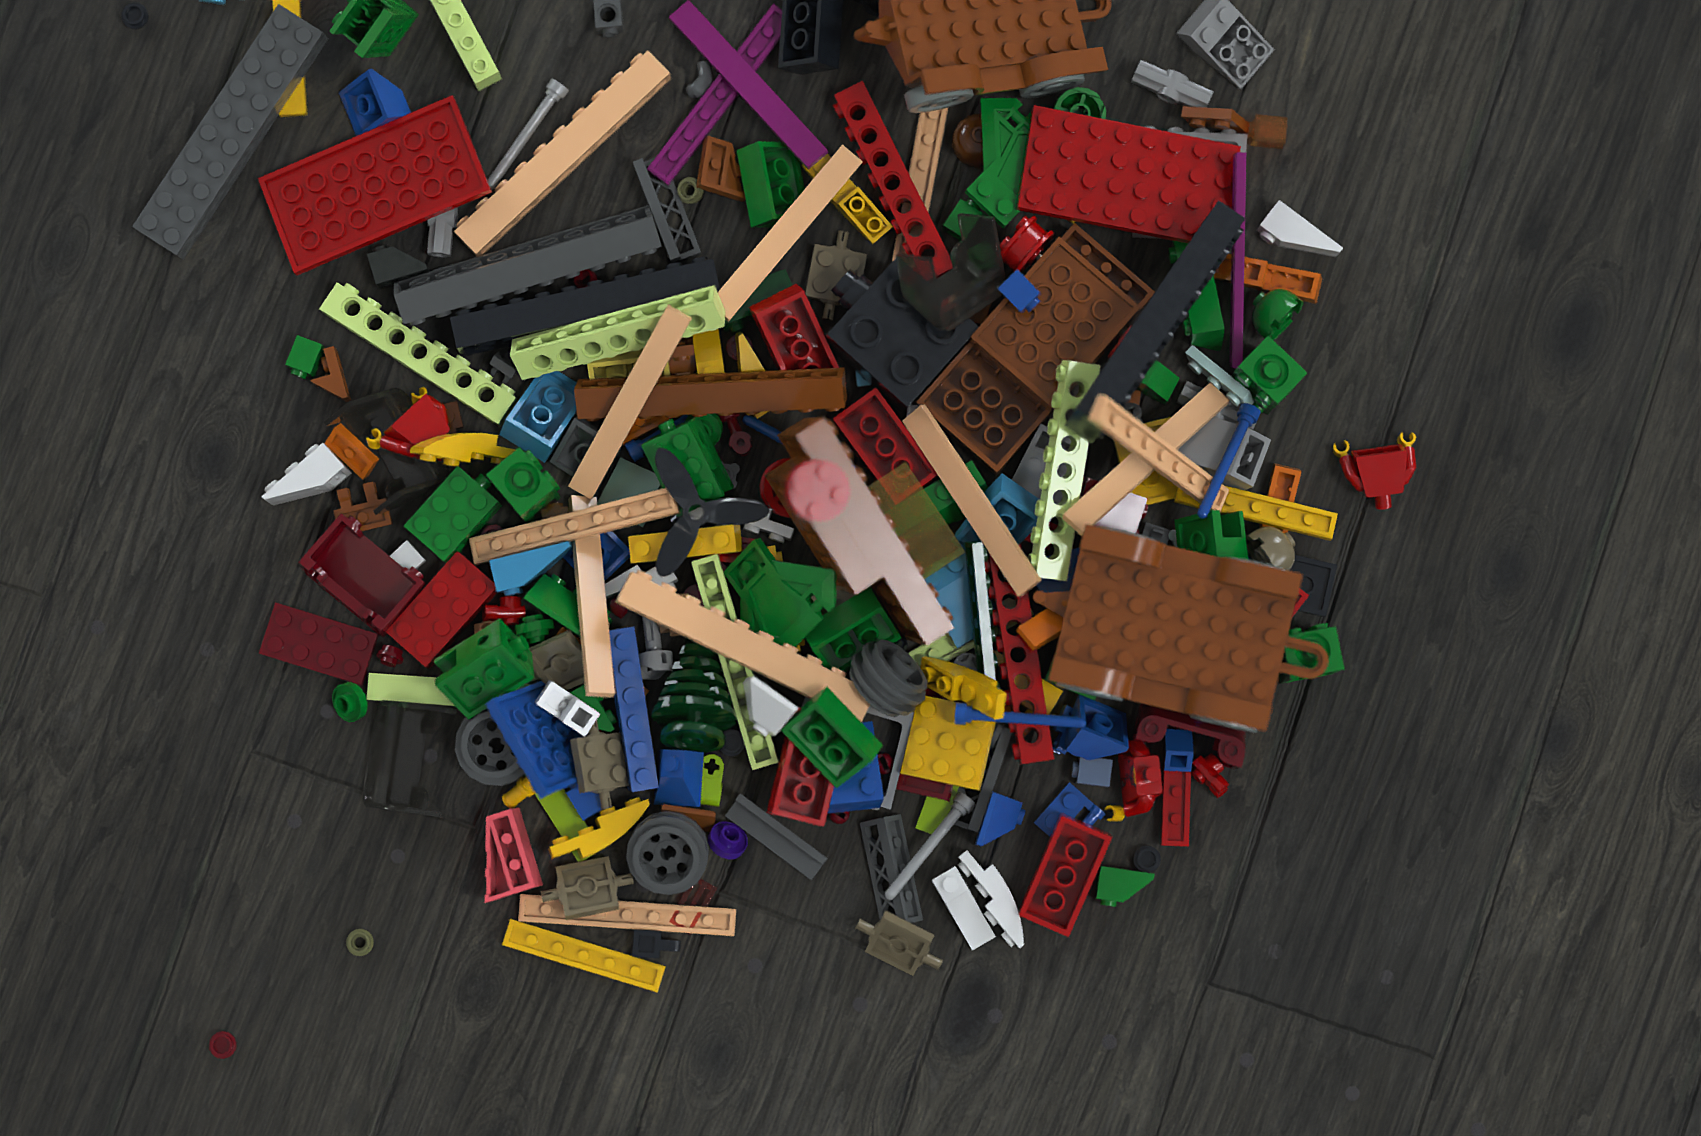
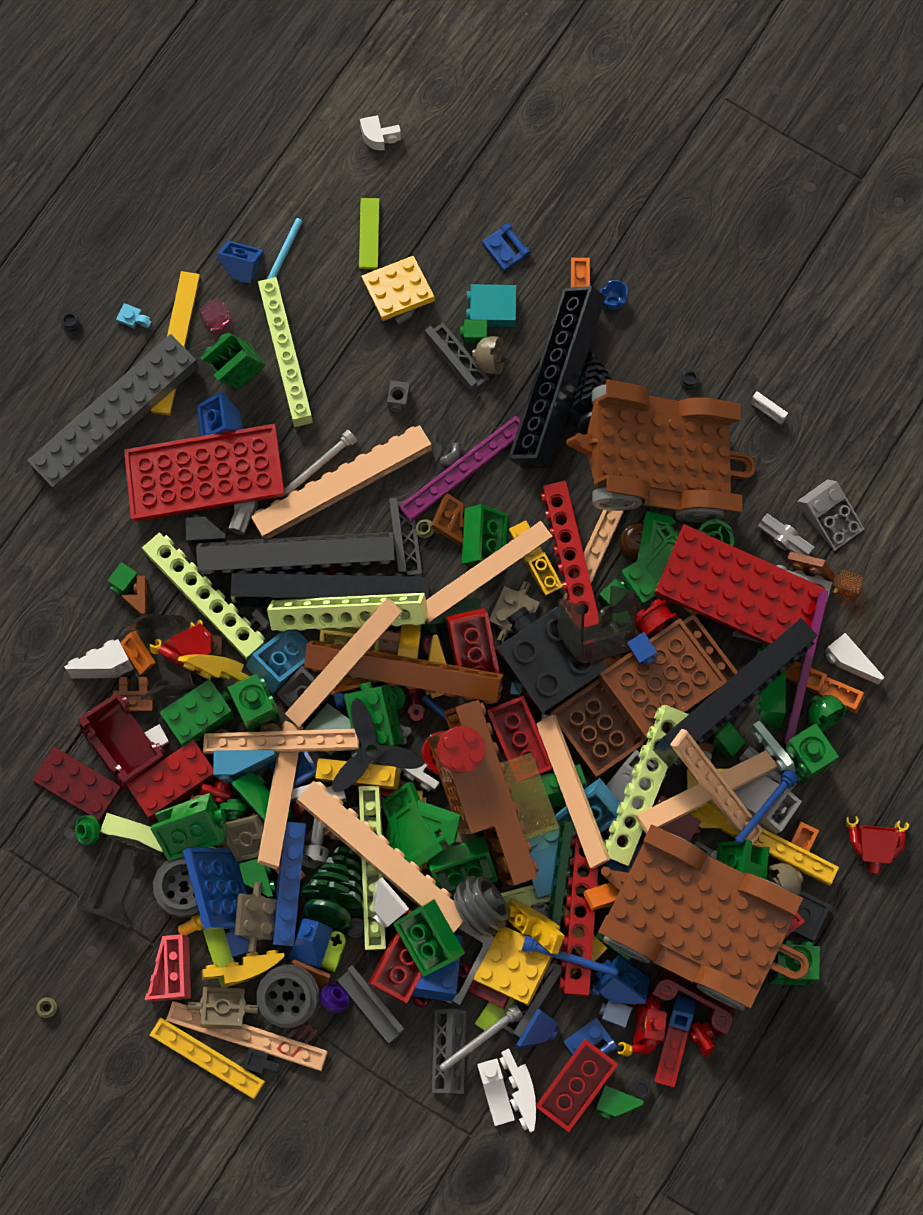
camera: 15 degrees right, 10 degrees down
(390, 655) = (125, 804): dark red plate -> none
(567, 708) = (242, 870): white brick -> none
(748, 84) = (484, 465): magenta tile -> none
(899, 943) = (441, 1106): dark tan plate -> none

